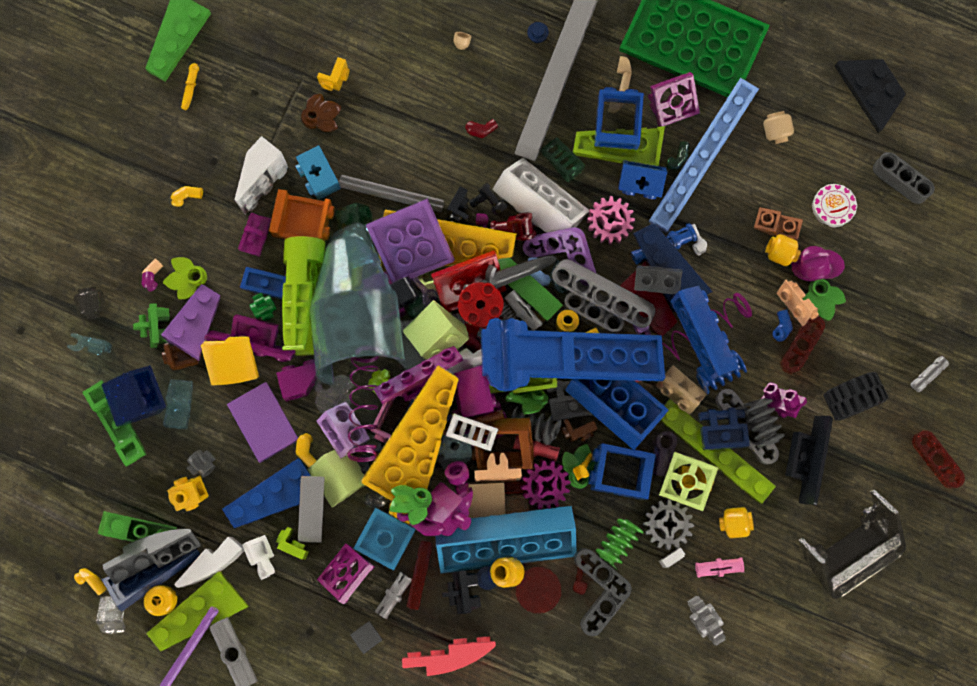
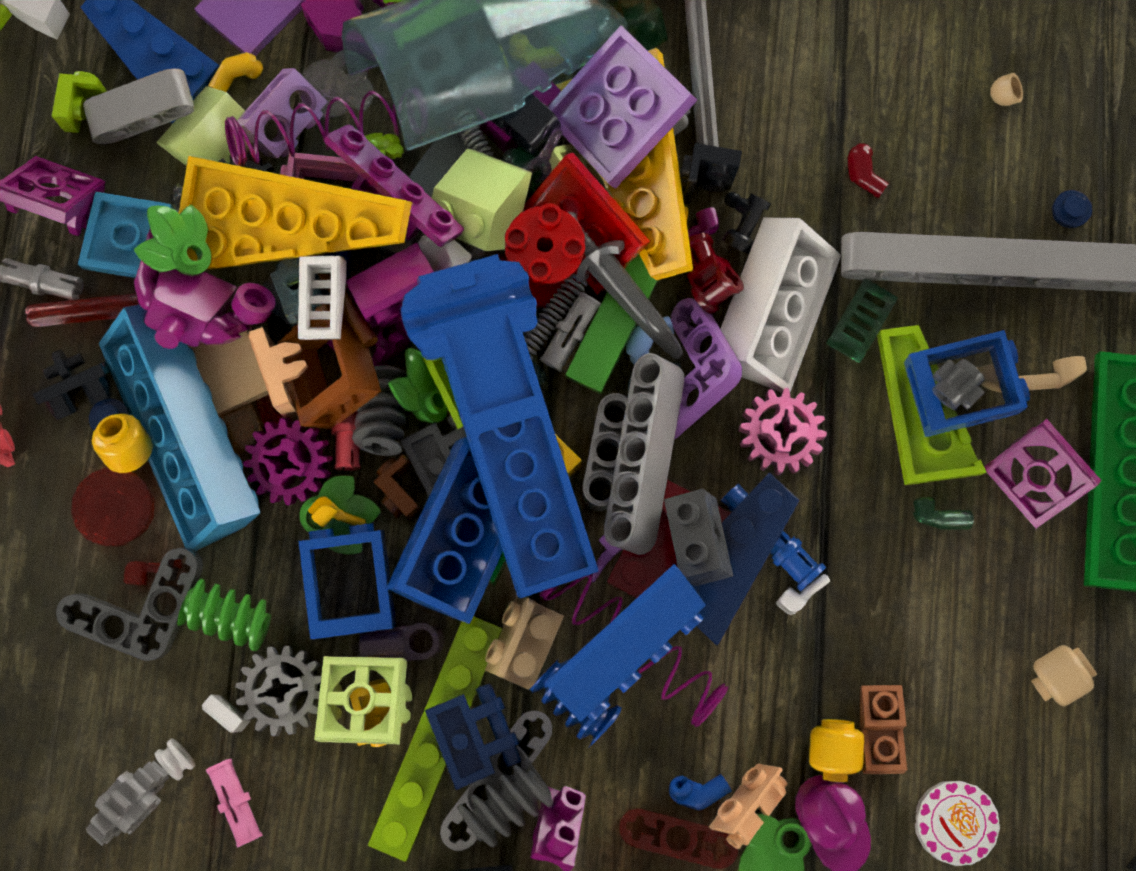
camera: 70 degrees right, 0 degrees up
(259, 553) = (50, 54): white plate -> none
(570, 315) = (572, 422): yellow brick -> none
(623, 122) = (958, 384): none -> dark grey gear
(633, 171) = (888, 476): blue brick -> none
(687, 592) = (174, 759): none -> white bush
(703, 155) = (963, 557): light blue tile -> none
(737, 522) = (319, 809): yellow head -> none

